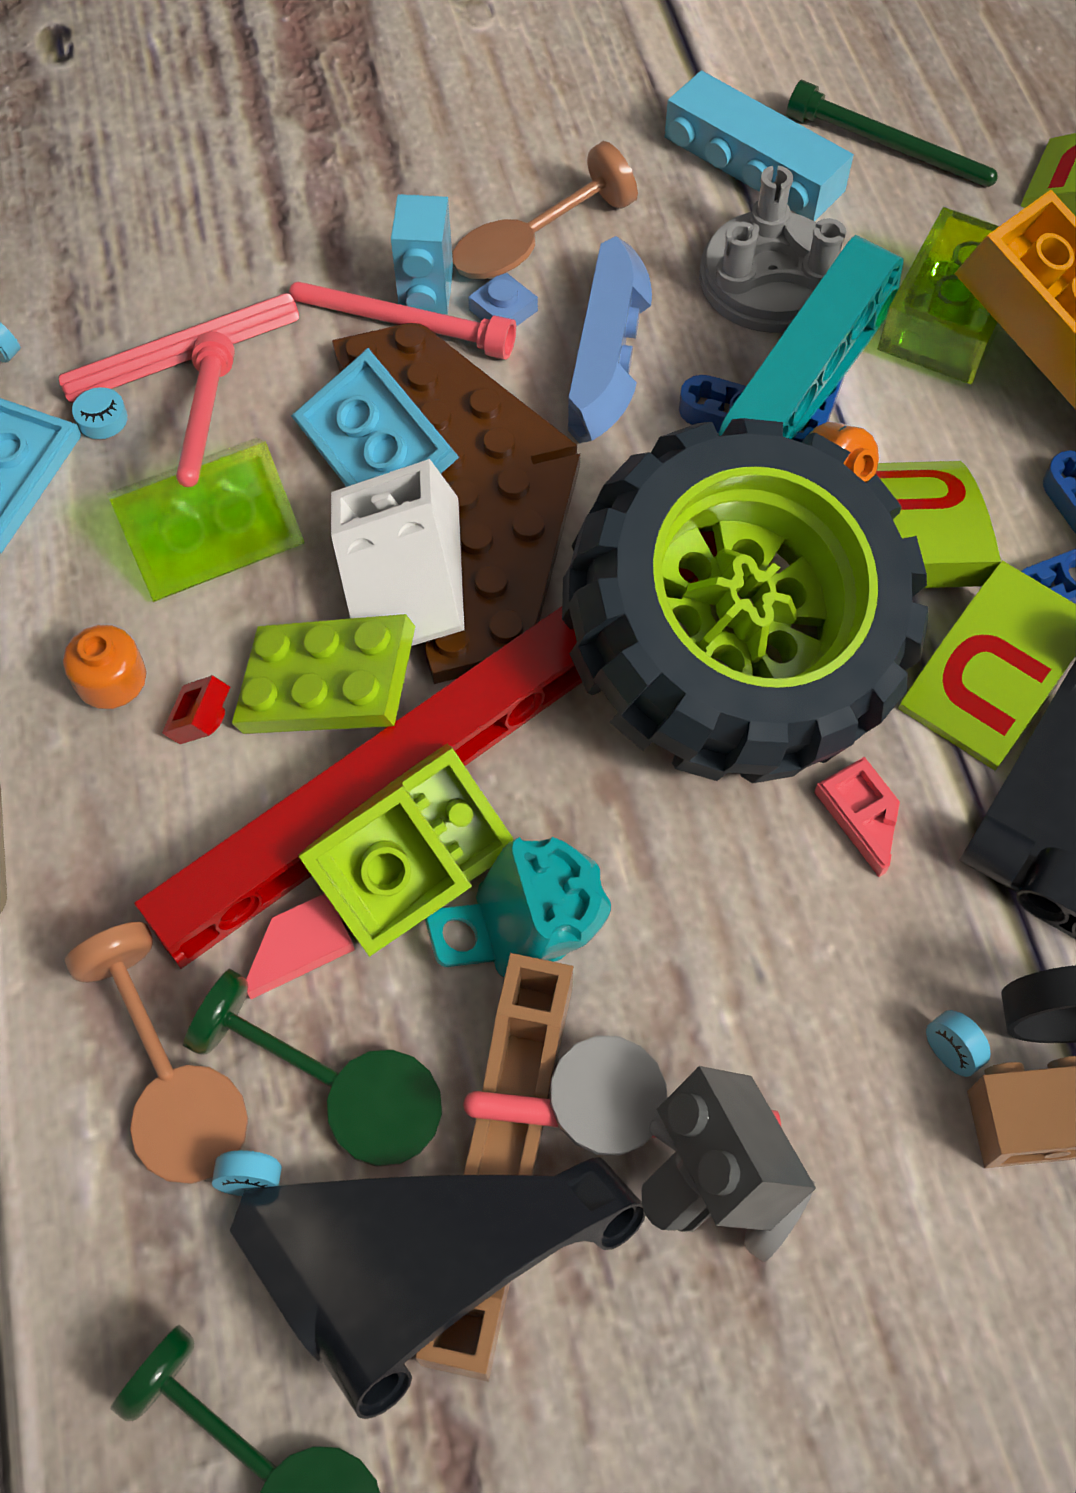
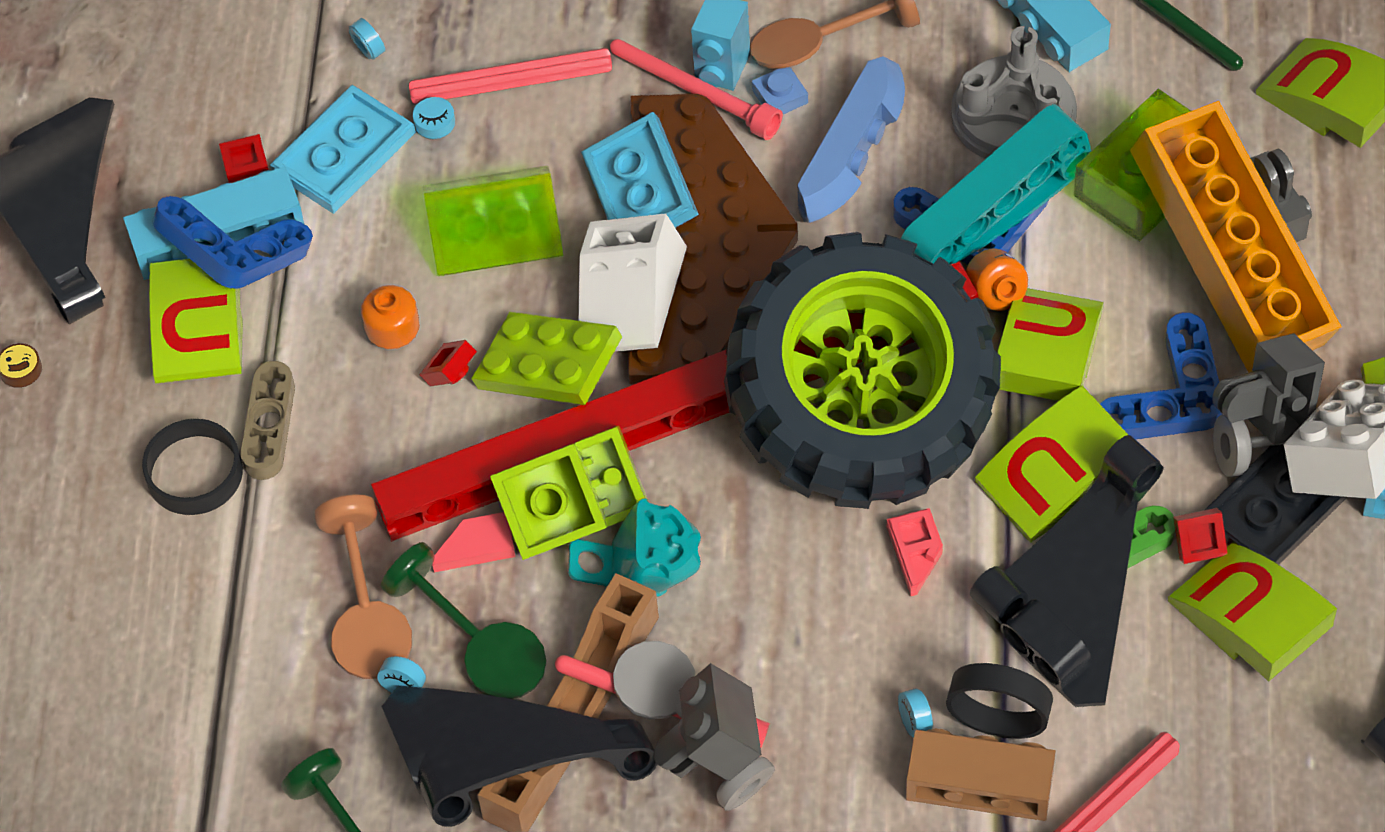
camera: 20 degrees right, 5 degrees down
(212, 358) = (532, 92): coral piece -> none

